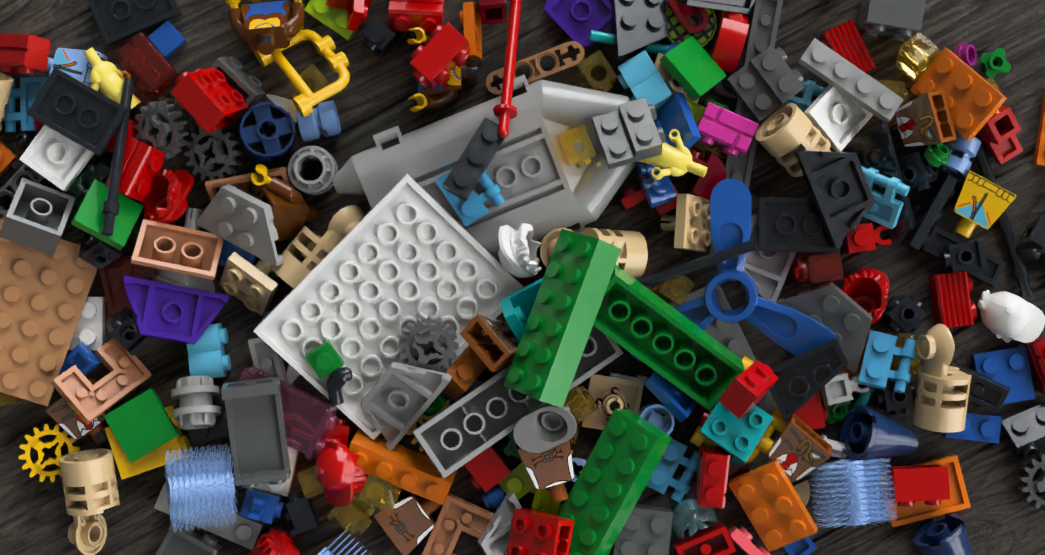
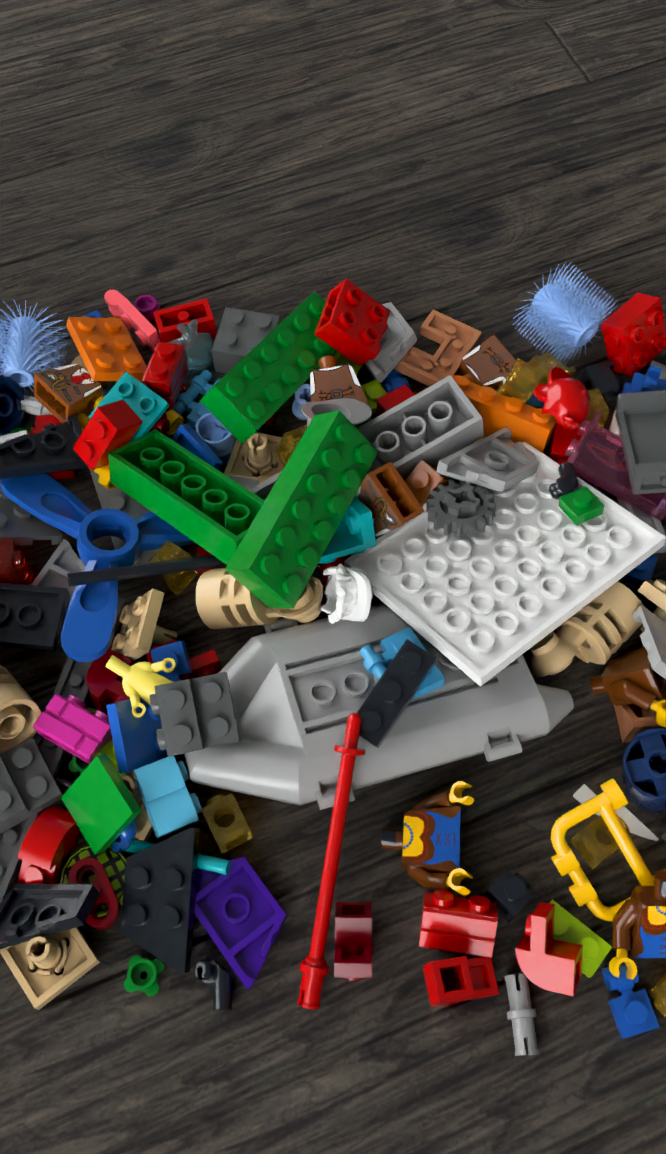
camera: 170 degrees left, 25 degrees down
(301, 159) = (608, 715): light grey piece -> none
(322, 121) = (579, 787): medium blue wheel -> none
(440, 56) = (436, 834): red brick -> none
(471, 21) = (385, 881): orange plate -> none
(536, 70) = (306, 840): medium nougat beam -> none
(569, 138) = (263, 708): clear yellow brick -> none

